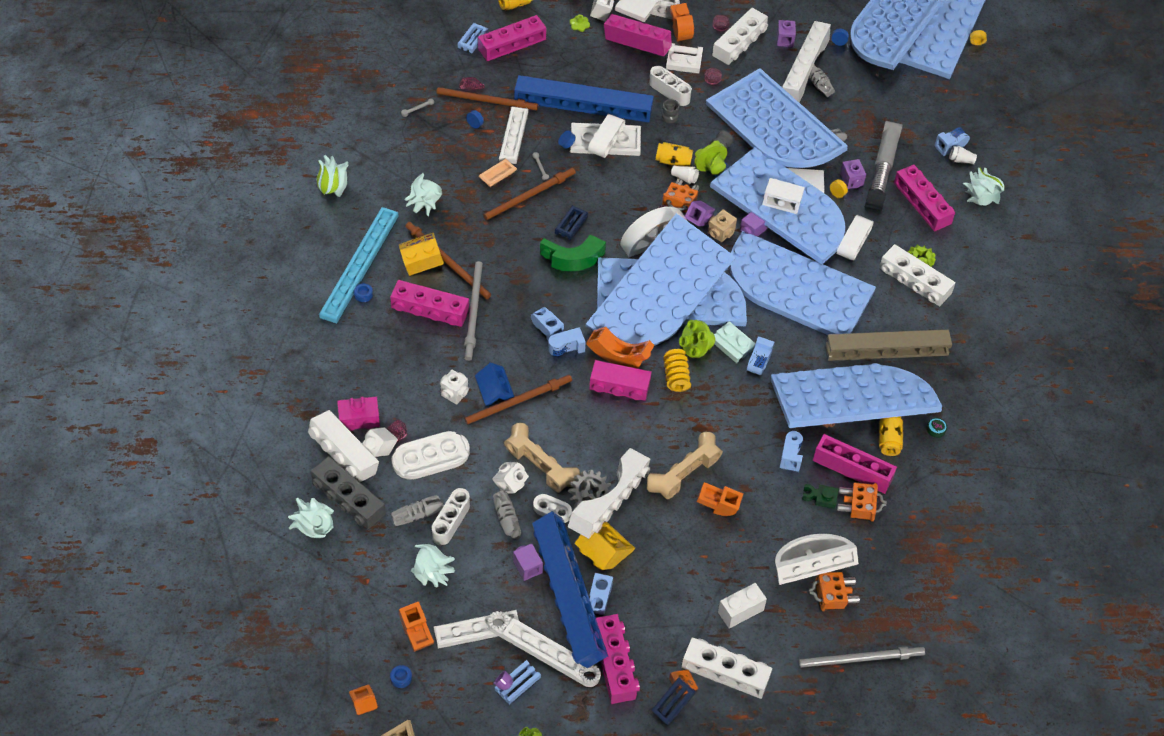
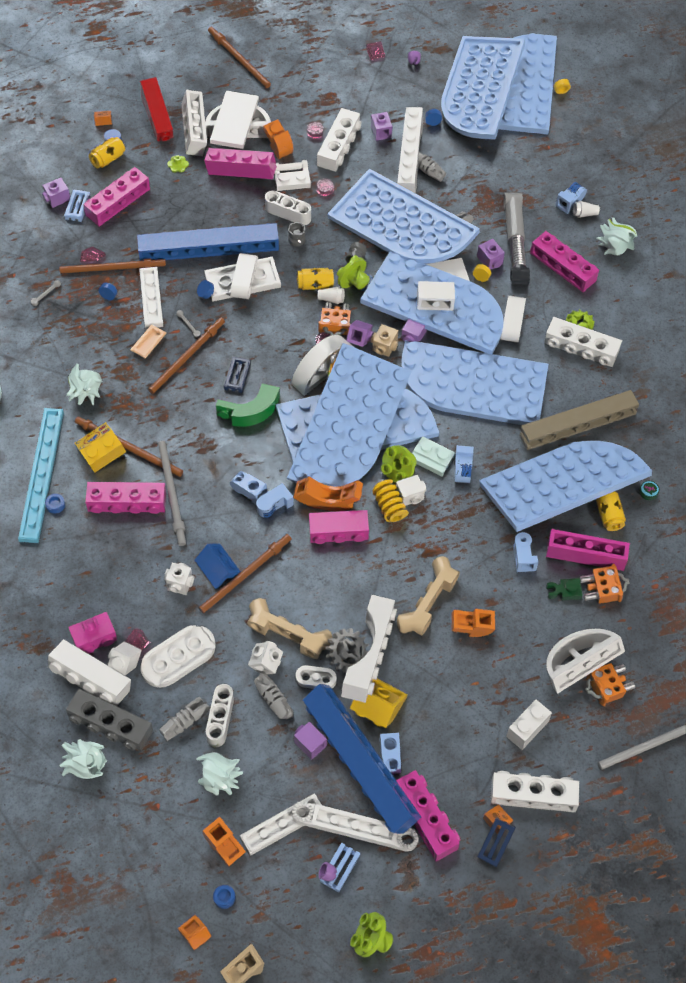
camera: 15 degrees left, 5 degrees up
(456, 21) = (56, 192): none -> medium lavender brick
(701, 366) = (411, 490): none -> white brick

